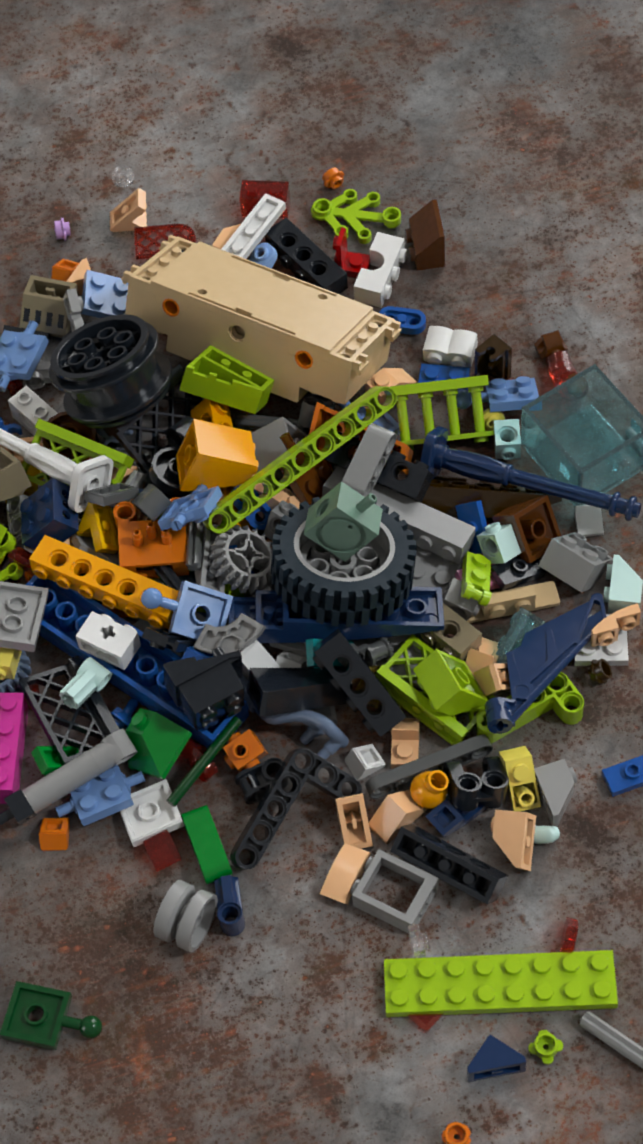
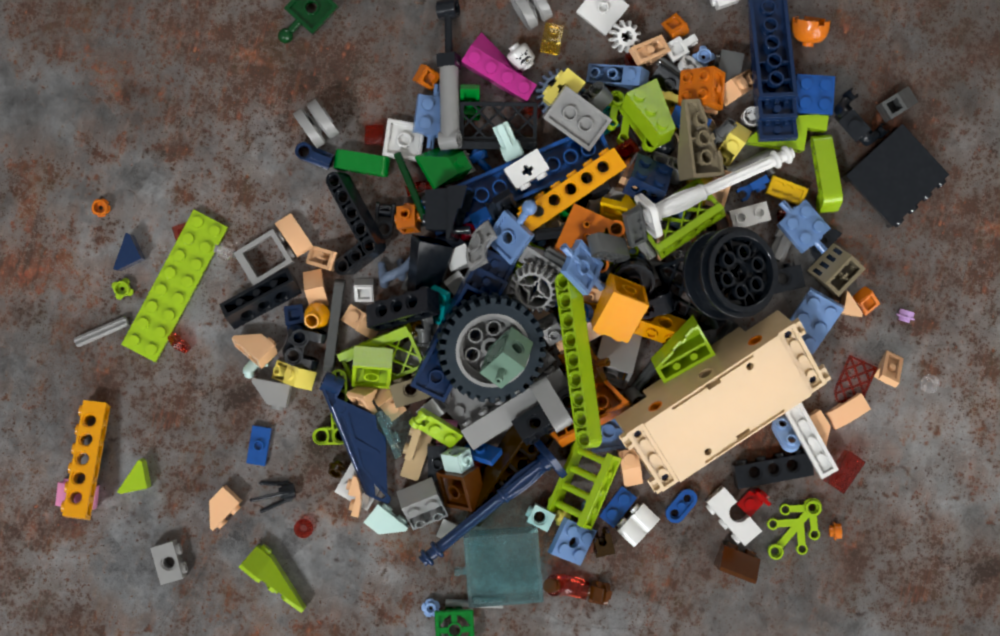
camera: 110 degrees right, 30 degrees up
(73, 306) = (816, 283): light grey plate -> none
(200, 226) = (848, 411): none -> light nougat slope

